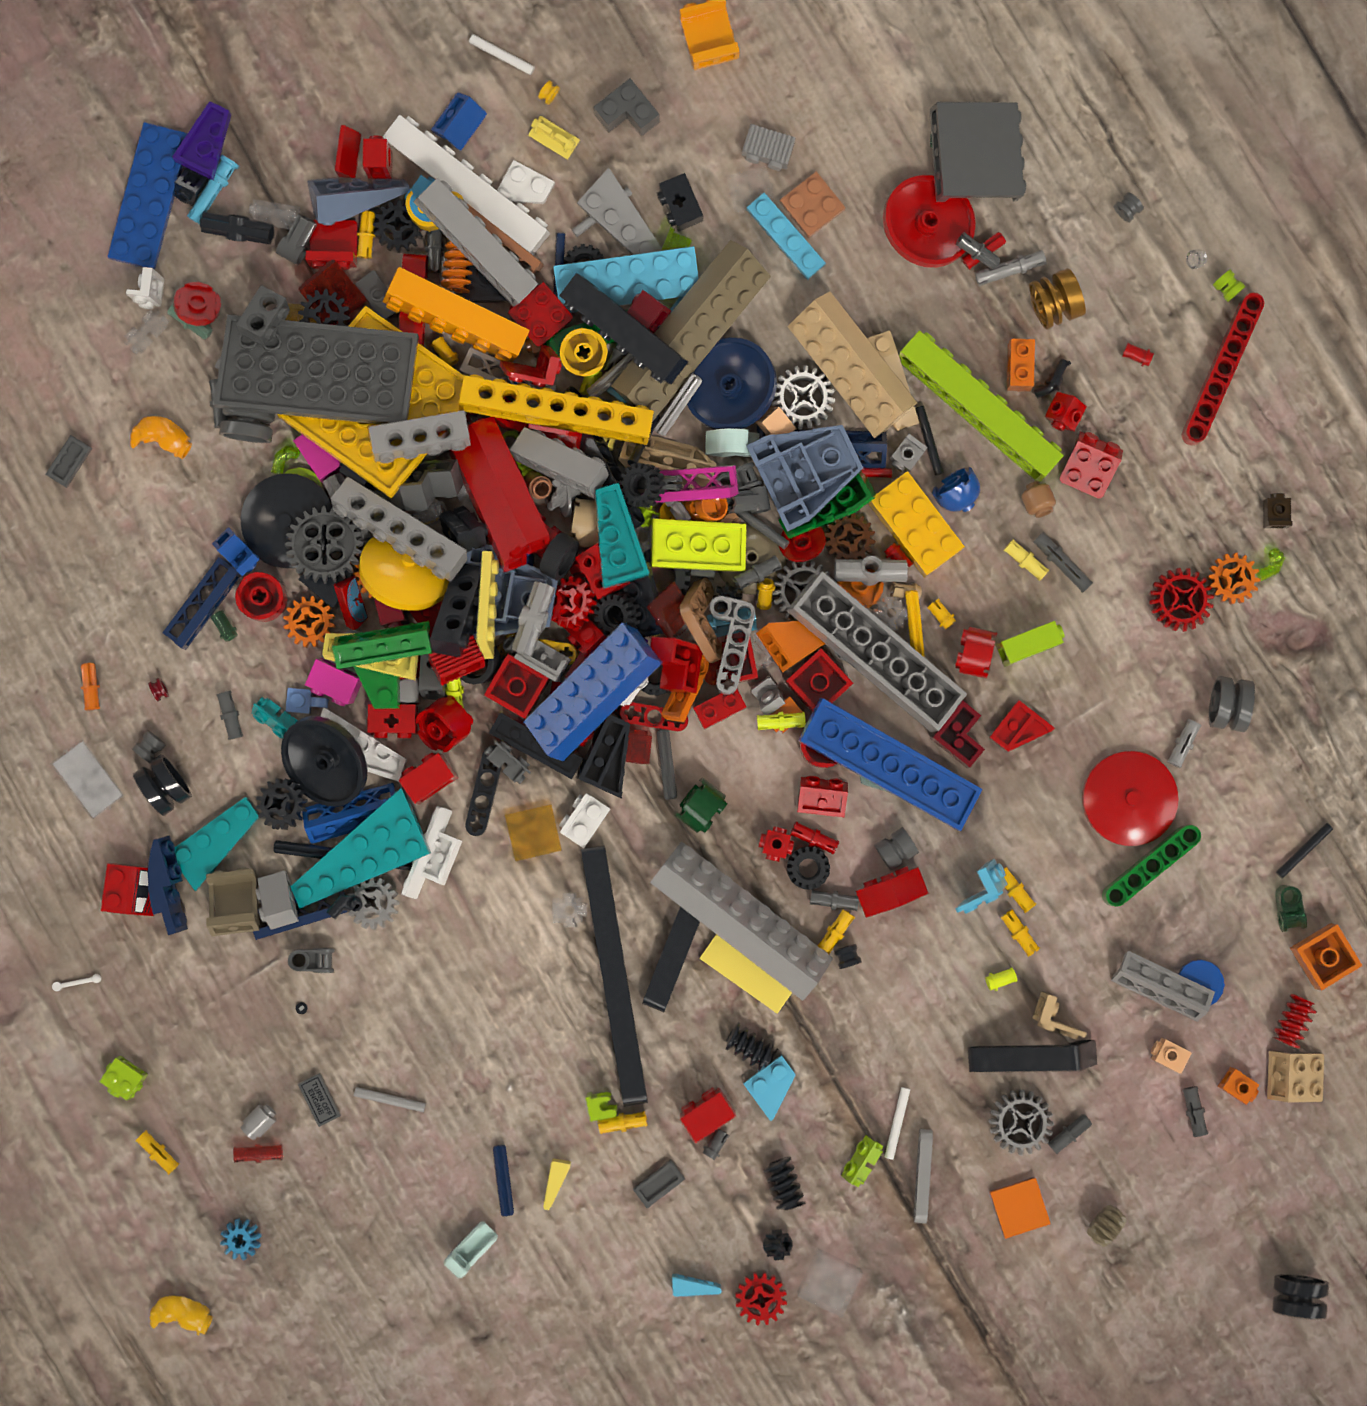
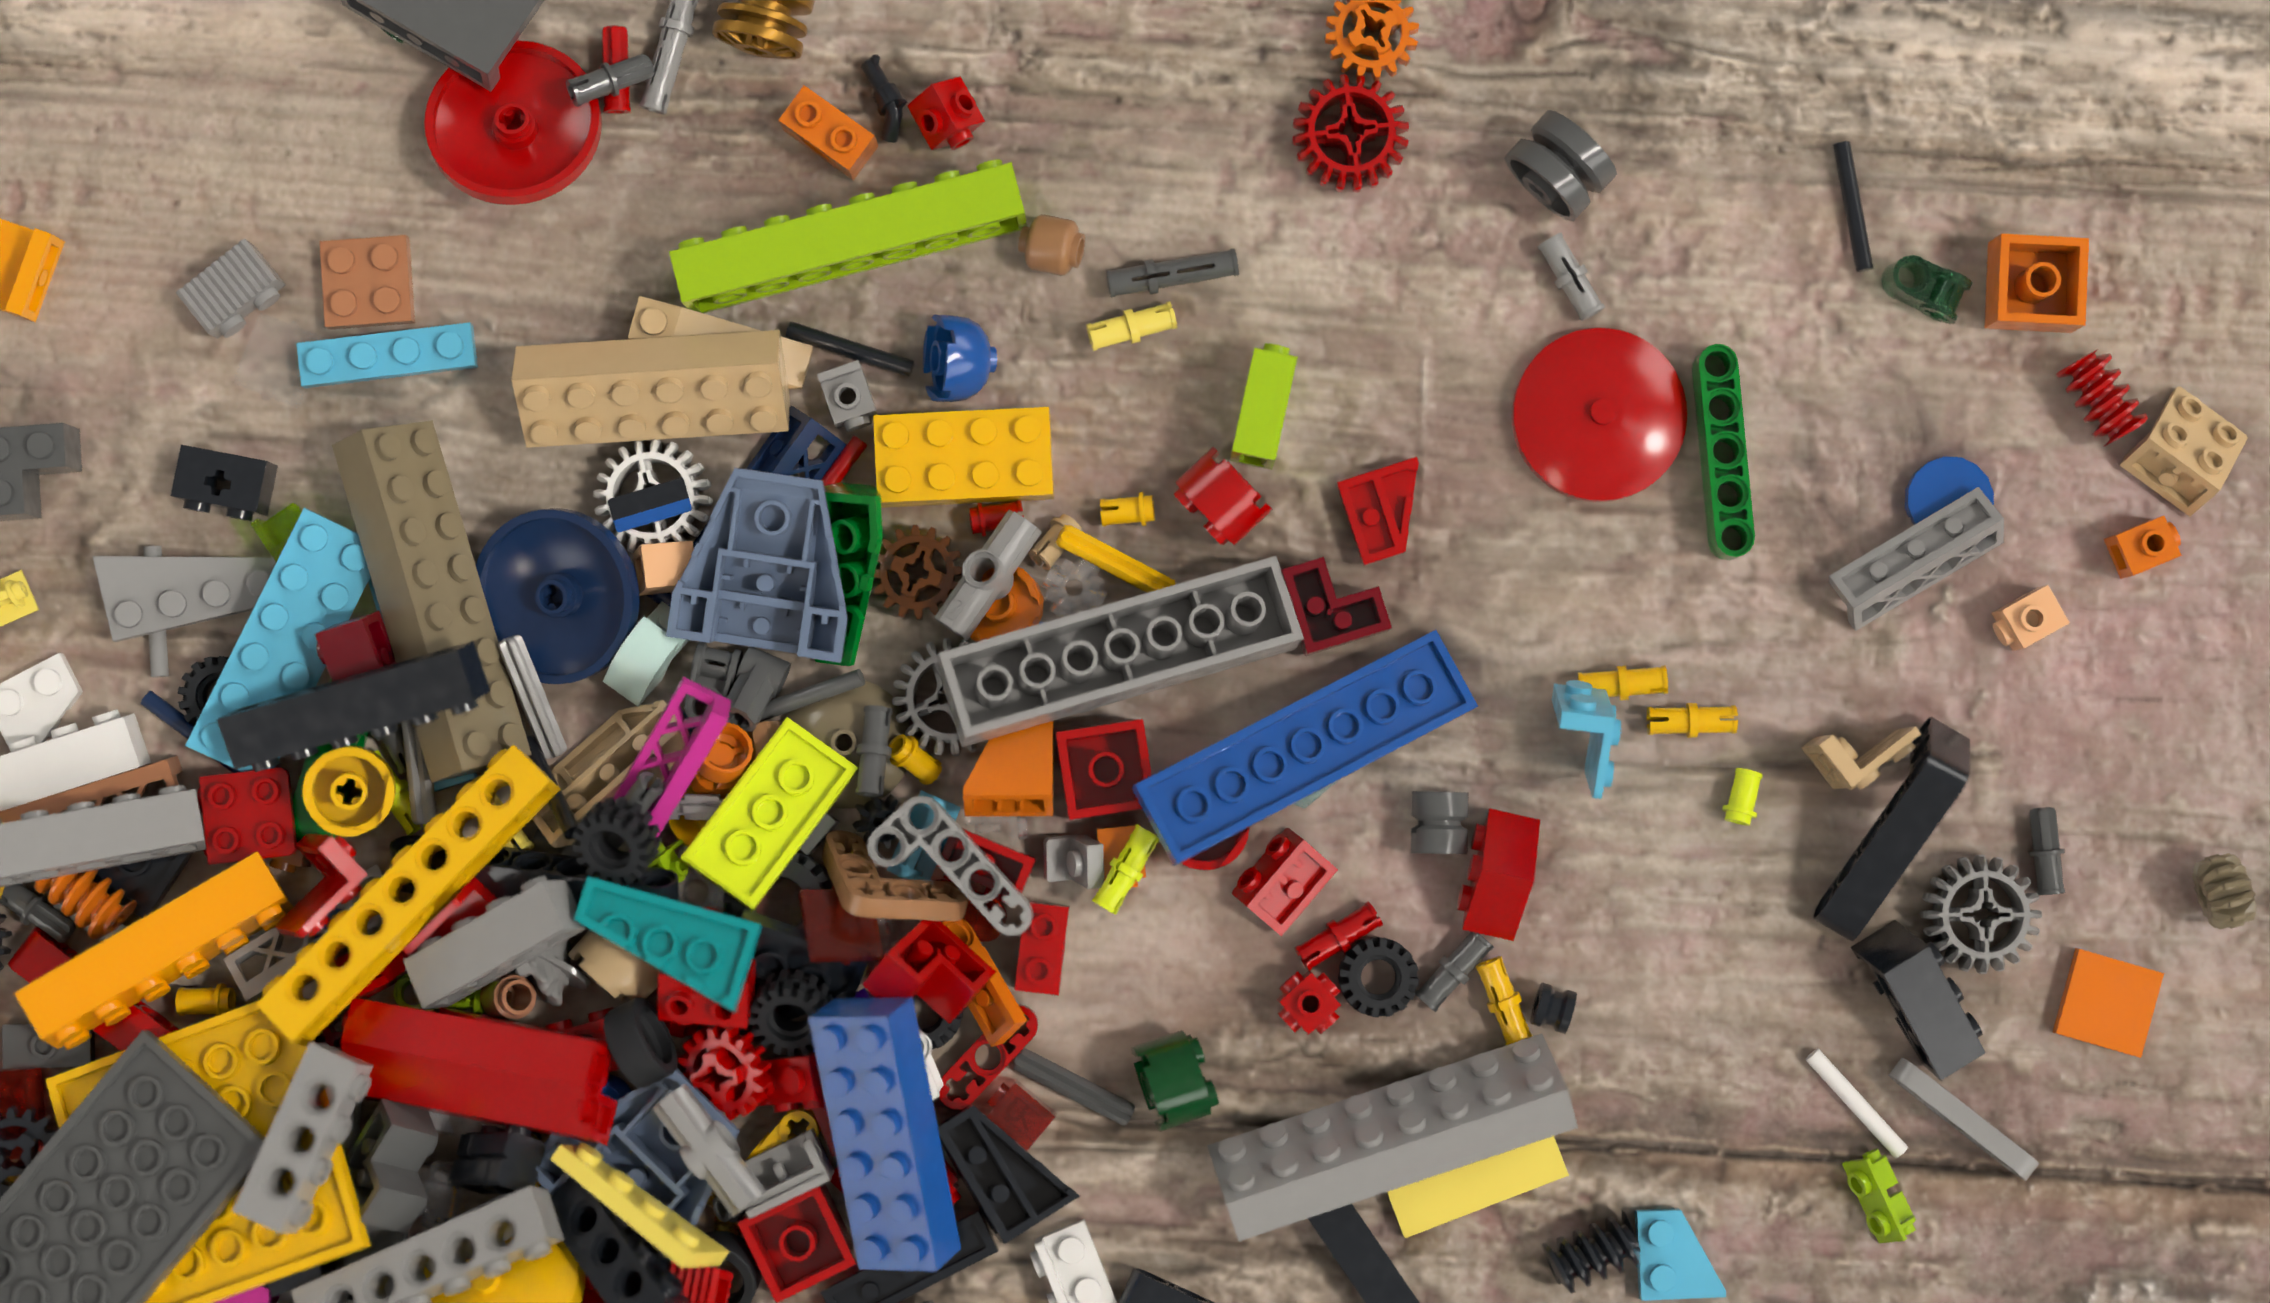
camera: 55 degrees left, 0 degrees up
(799, 398) = (649, 505): none -> black sticker
(814, 544) = (884, 629): red dish -> none
(964, 1120) = (1922, 998): none -> black wedge
(1091, 464) = (1054, 128): bracket -> none
(1195, 1111) = (2138, 638): dark grey pin -> none

